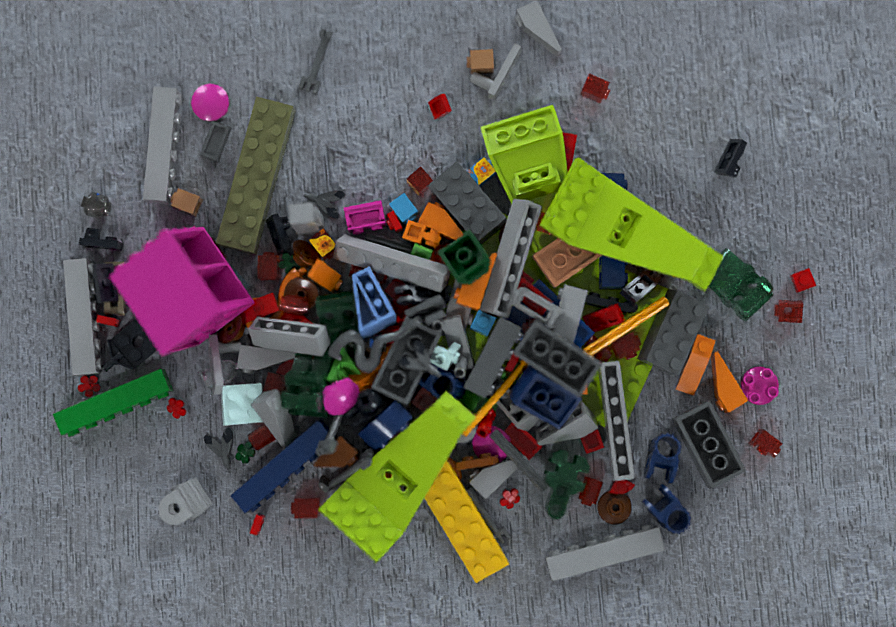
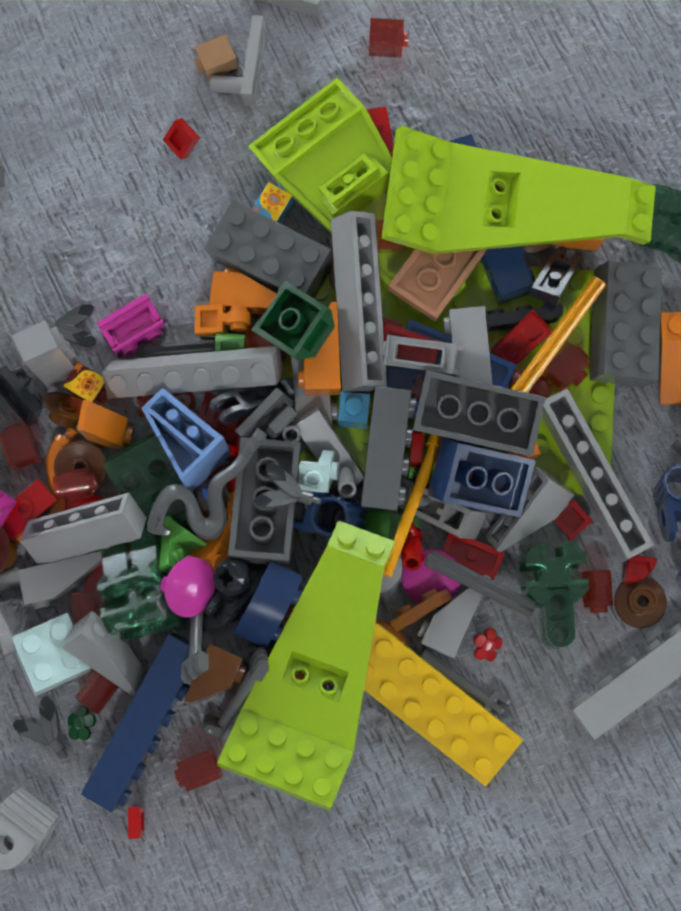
camera: 15 degrees left, 5 degrees down
(288, 262) = (47, 431): dark green plant -> none
(393, 222) = (175, 319): red plate -> none
(404, 209) = (182, 295): dark azure brick -> none
(419, 181) = (190, 249): clear red brick -> none
(424, 400) = (310, 548): clear red brick -> none
(728, 163) = (607, 66): black hinge -> none

